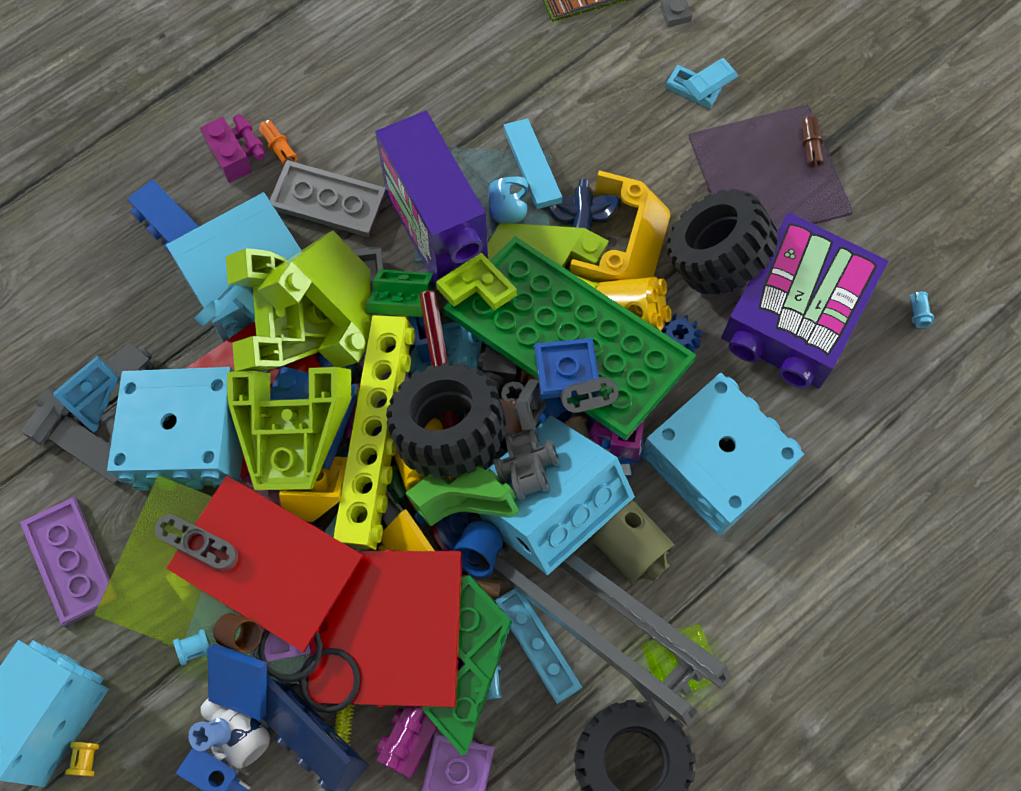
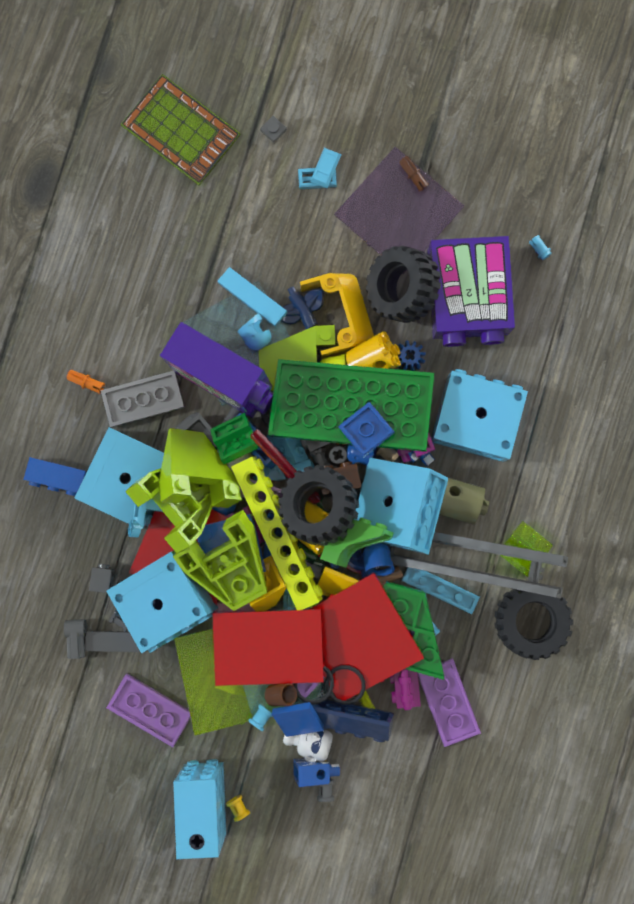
camera: 25 degrees left, 15 degrees up
(88, 392) = (91, 612): dark azure wing -> none
(182, 526) = (209, 668): dark grey beam -> none
(208, 734) = (299, 756): medium blue bush -> none
(227, 150) = (59, 407): magenta brick -> none
(477, 276) = (278, 403): lime plate -> none
(526, 462) = (379, 500): dark grey axle -> none
(529, 405) = (358, 463): dark grey hinge -> none
(591, 401) = (391, 440): dark grey beam -> none

